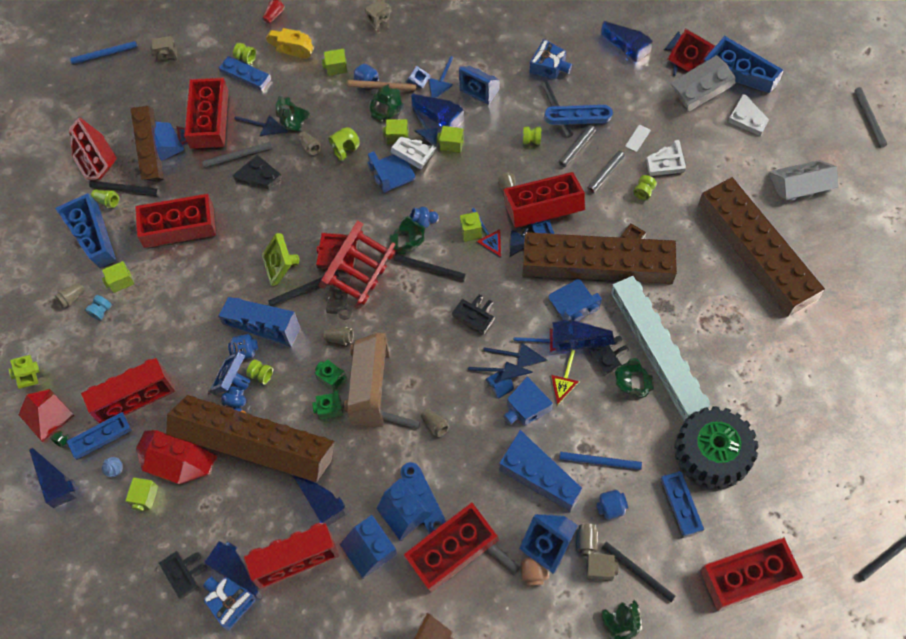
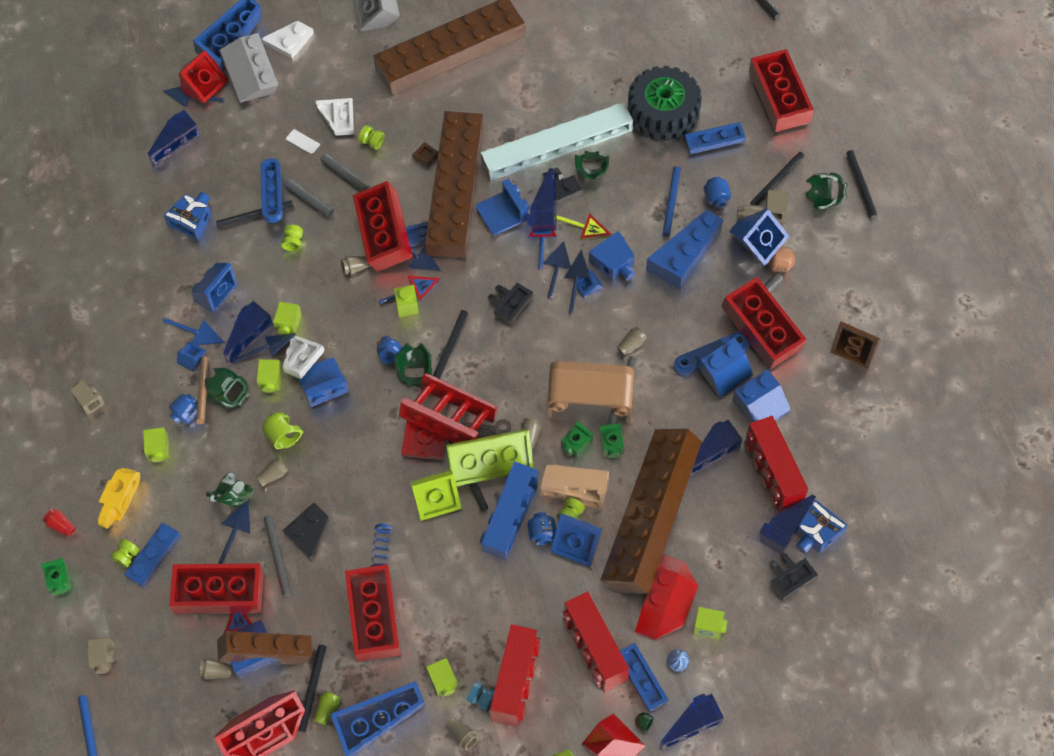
camera: 90 degrees left, 0 degrees up
(106, 328) = (514, 676): none -> red brick
(219, 221) = (379, 530): none -> blue piece
(228, 15) = (62, 582): none -> green brick
(234, 398) = (607, 535): blue animal -> none
(282, 374) = (583, 484): none -> light nougat wedge
(309, 299) = (488, 456): none -> lime tile

